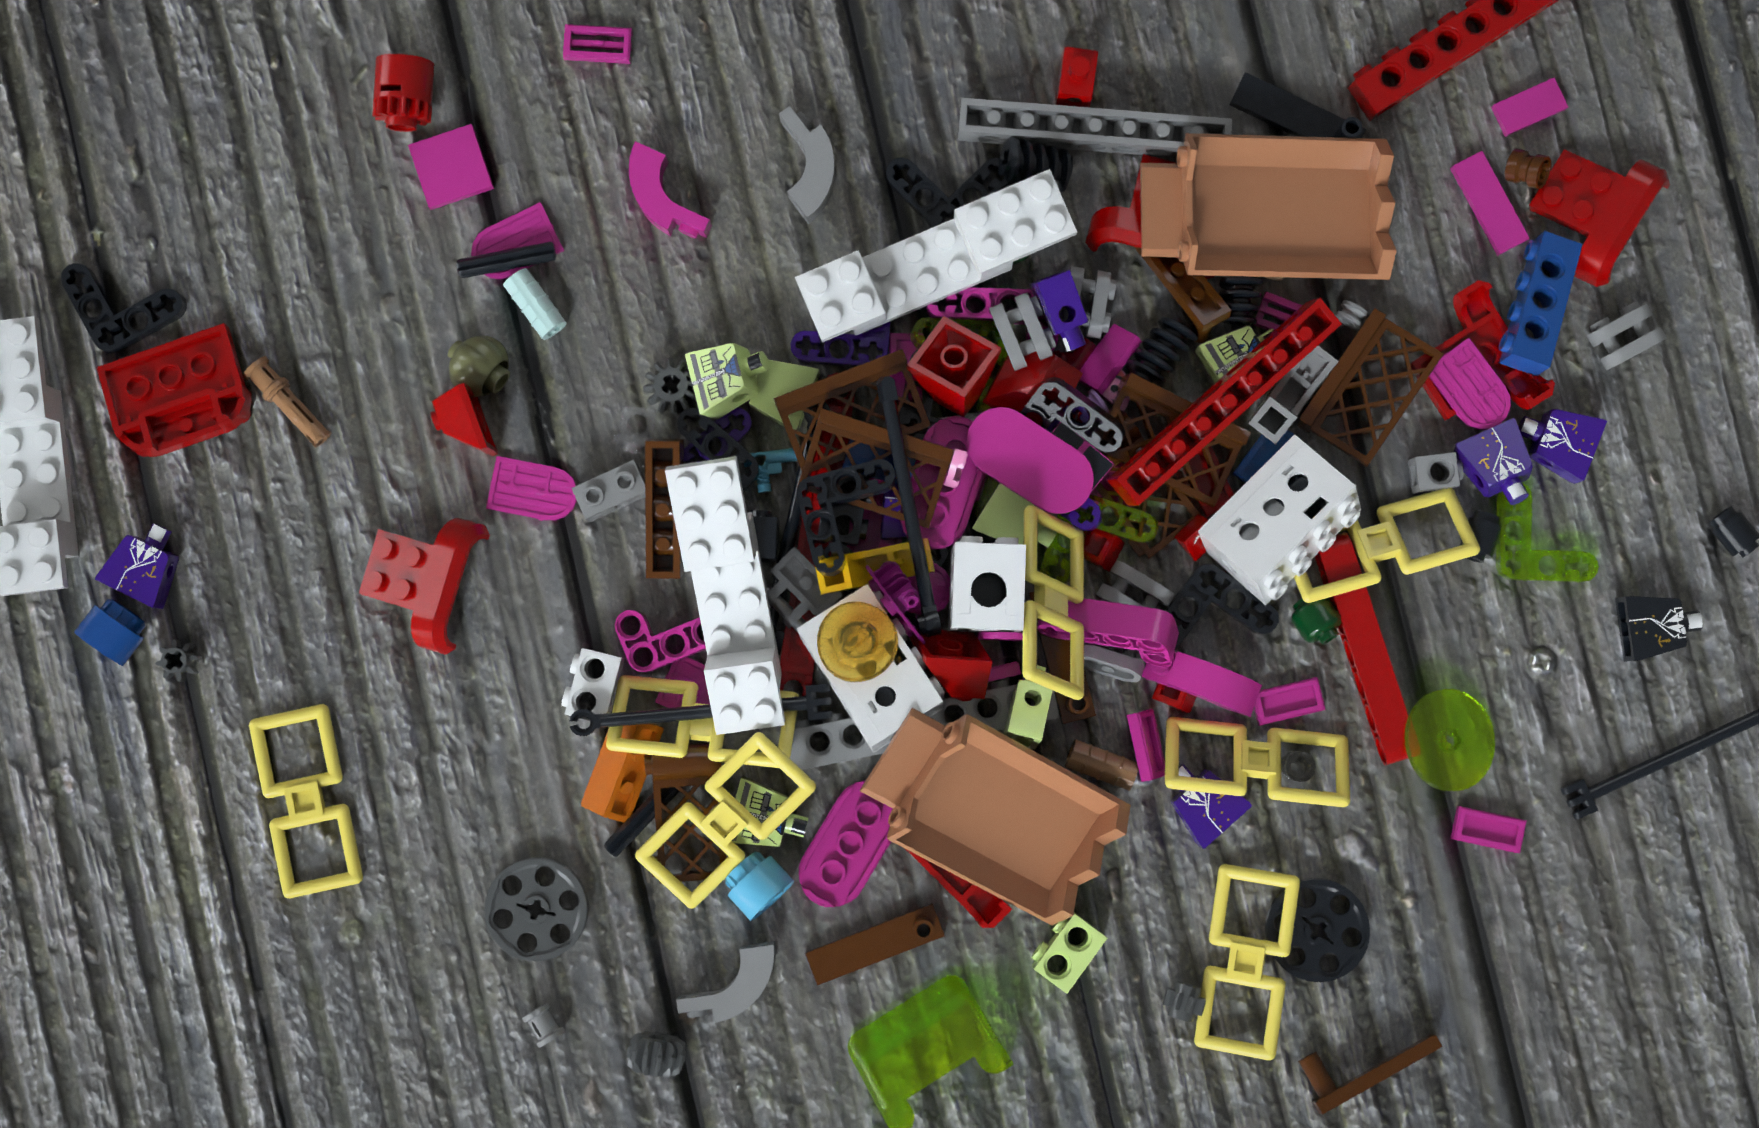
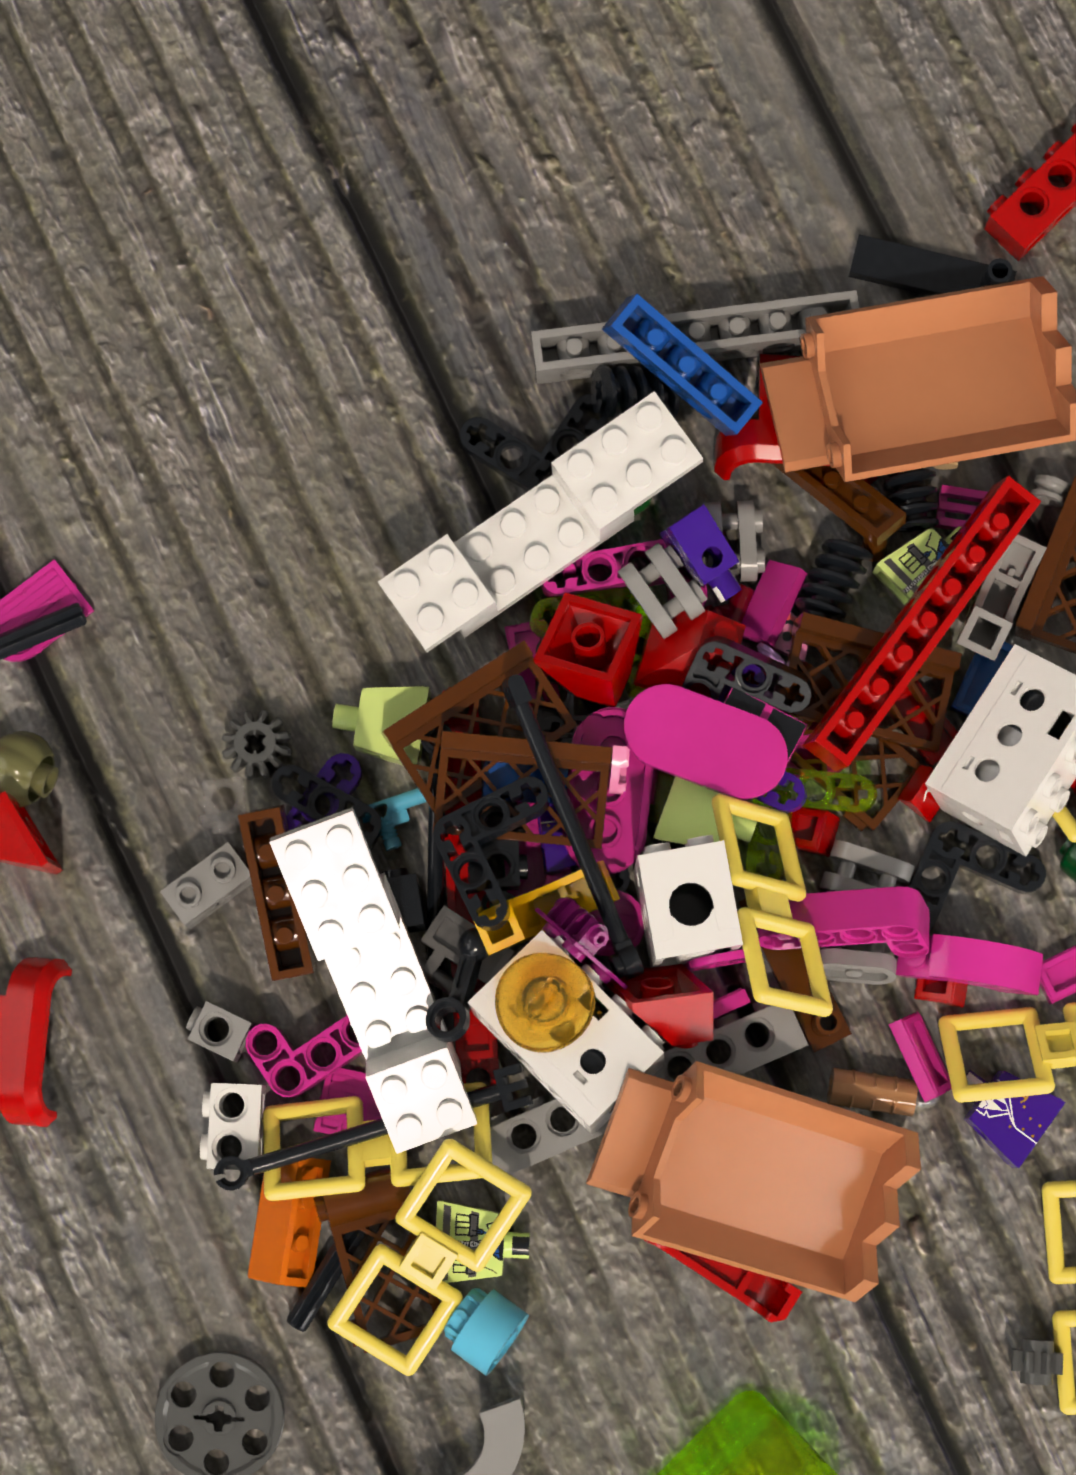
camera: 10 degrees left, 5 degrees down
(531, 490) = (111, 905): dark pink window -> none
(534, 303) = (71, 680): light aqua axle -> none
(589, 56) = (90, 374): dark pink tile -> none
(603, 622) = (233, 1044): none -> light grey brick
(646, 181) = (176, 506): dark pink arch -> none
(724, 377) = (318, 720): yellowish green torso -> none
(793, 619) = (462, 989): none -> black piece
(817, 182) = (380, 467): light grey arch -> none
(845, 848) = (583, 1261): dark pink tile -> none
(874, 944) = (643, 1372): reddish brown piece -> none
(876, 336) = (487, 634): dark purple beam -> none
(1024, 721) = (767, 1056): yellowish green torso -> none
(1076, 76) = (662, 277): red torso -> none
(1076, 956) = (893, 1334): yellowish green brick -> none
(1077, 151) = (682, 365): none -> blue brick

